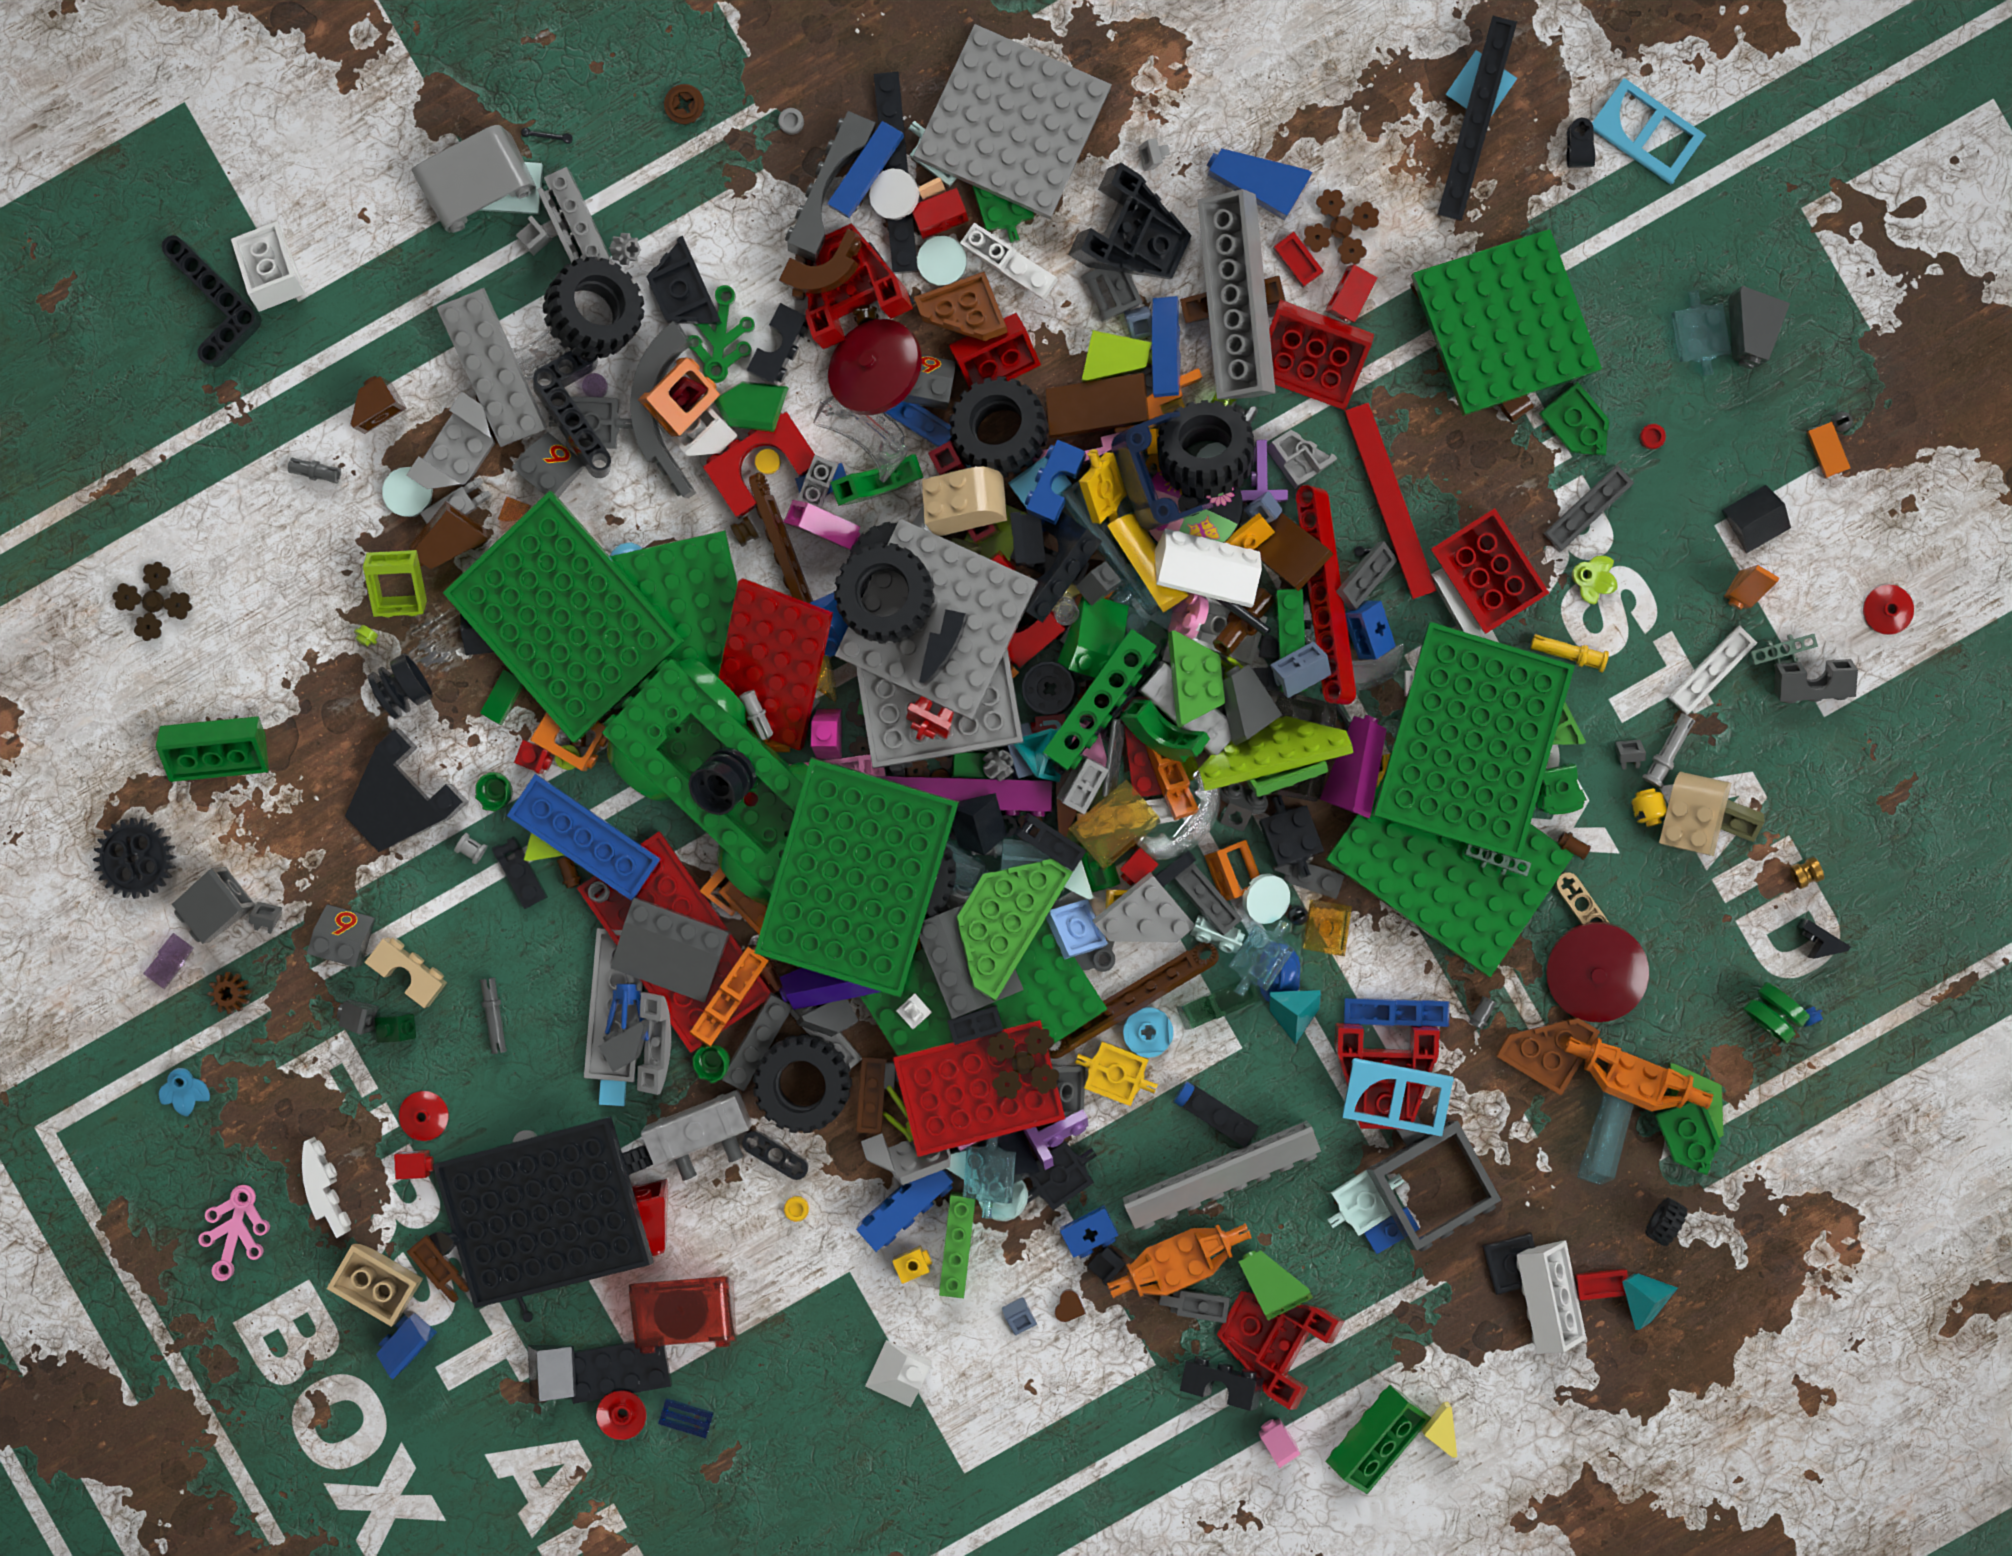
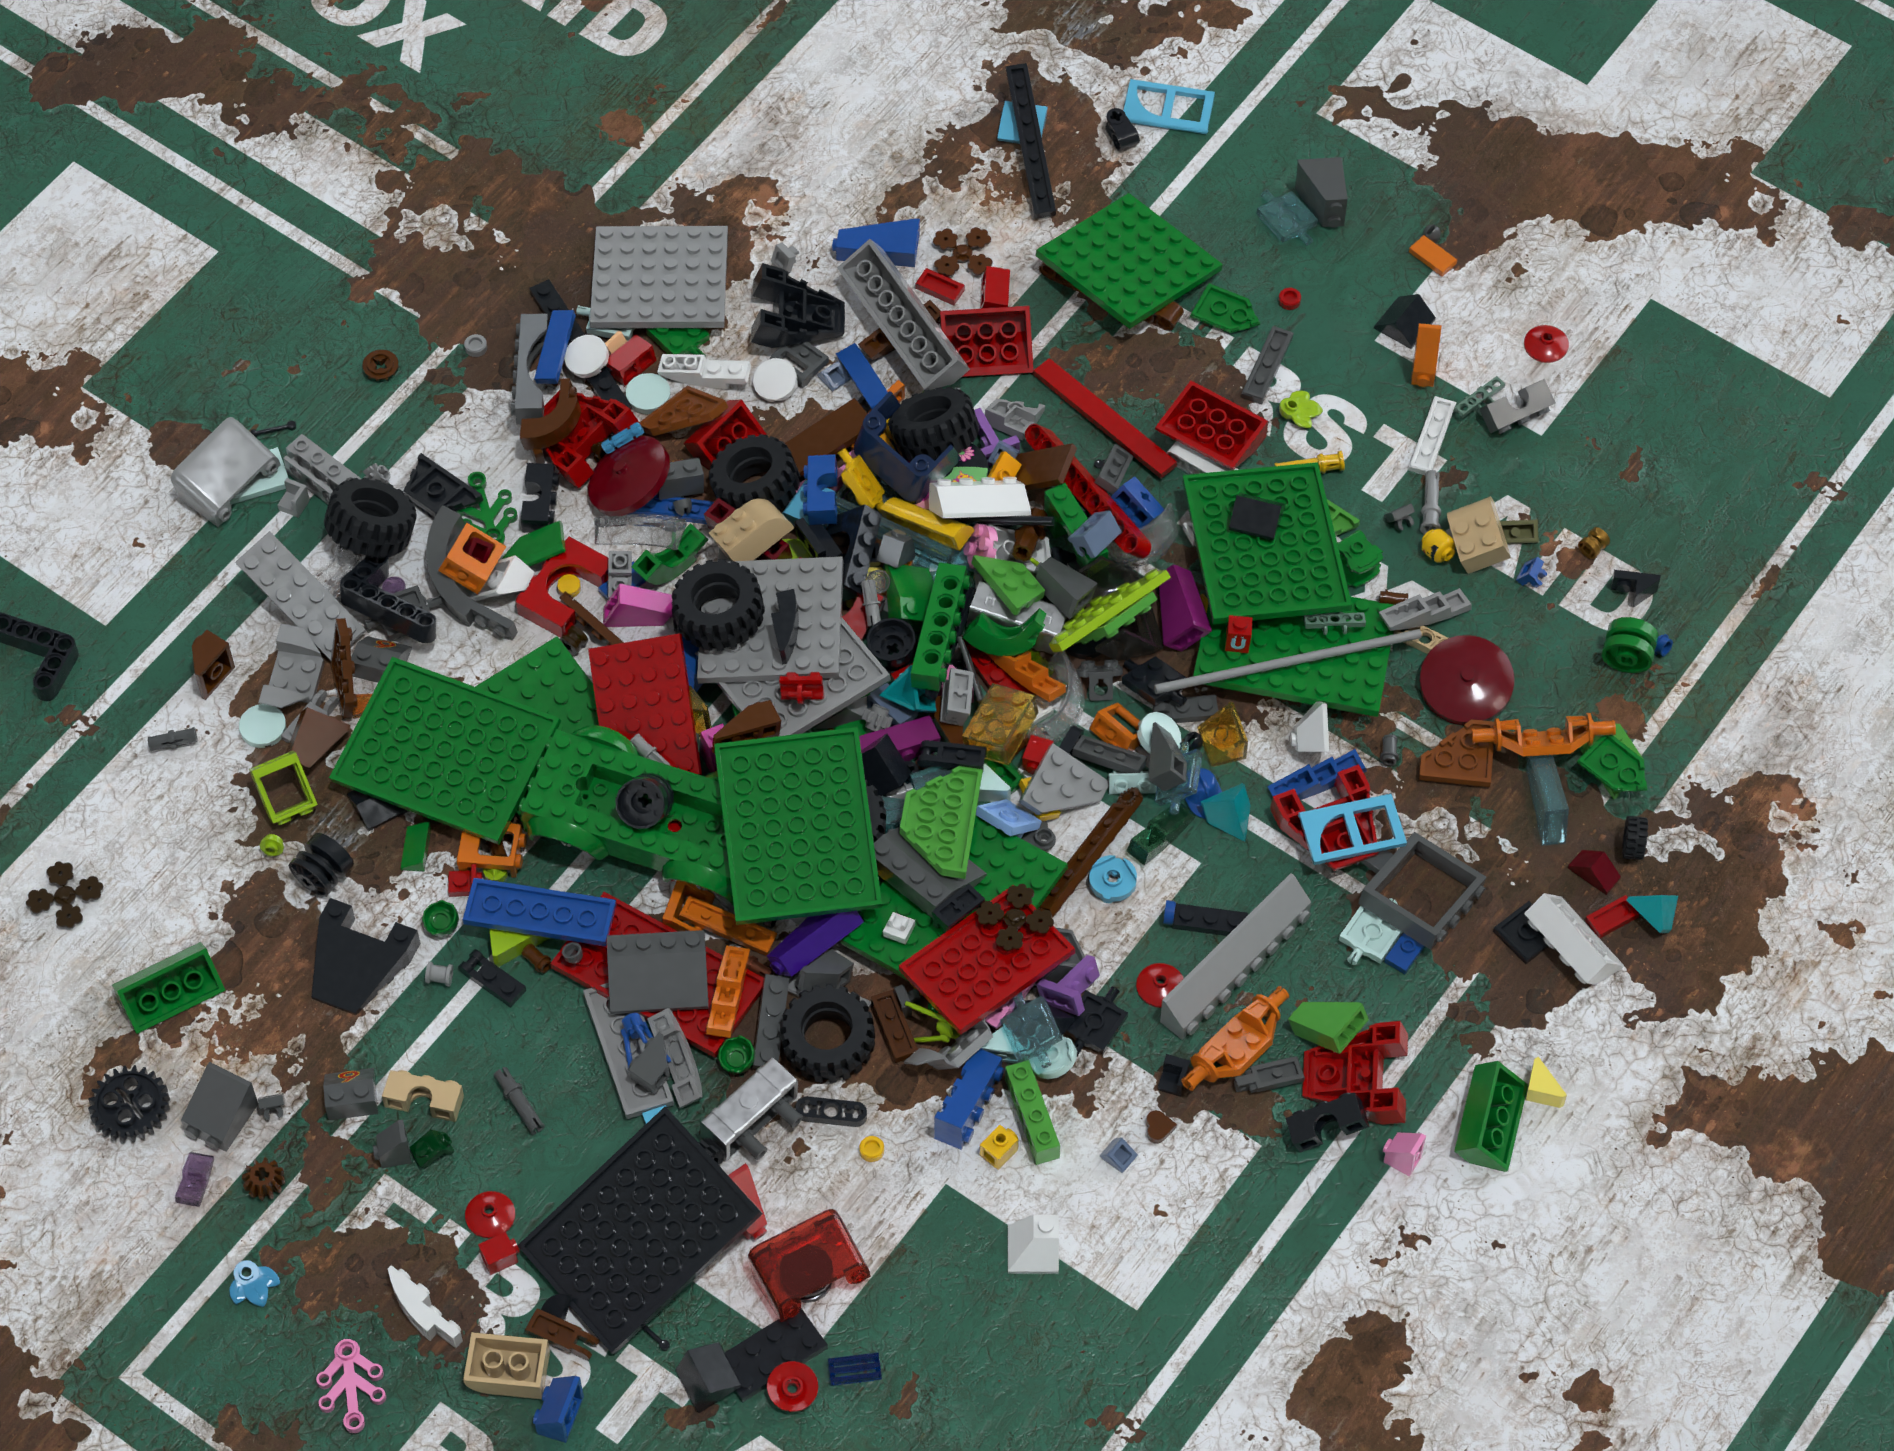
camera: 25 degrees left, 30 degrees down
(267, 266) = (70, 605): white slope -> none
(502, 477) = (343, 667): none -> reddish brown plate
(863, 743) = (752, 723): none -> reddish brown slope
(885, 320) = (622, 438): none -> dark azure axle
(916, 421) = (683, 505): none -> dark grey hinge
(1047, 637) = (871, 602): none -> light grey axle
(1076, 306) = (775, 380): none -> white tile
(1076, 1230) = (1144, 1055): blue brick -> none
(1115, 356) = (823, 398): lime slope -> none
(1116, 1073) = (1102, 921): yellow plate -> none
(1139, 1147) = (1150, 990): none -> red dish
(1256, 941) = (1167, 762): none -> dark grey slope
(1392, 838) = (1238, 634): none -> red brick
(1414, 968) = (1312, 730): none -> white slope
(1427, 885) = (1287, 661): none -> light grey piece
(1479, 709) = (1256, 516): none -> black slope
(1596, 877) = (1425, 611): none -> light grey slope
(1611, 1228) = (1595, 869): none -> dark red slope
(1726, 877) = (1530, 571): none -> blue tile

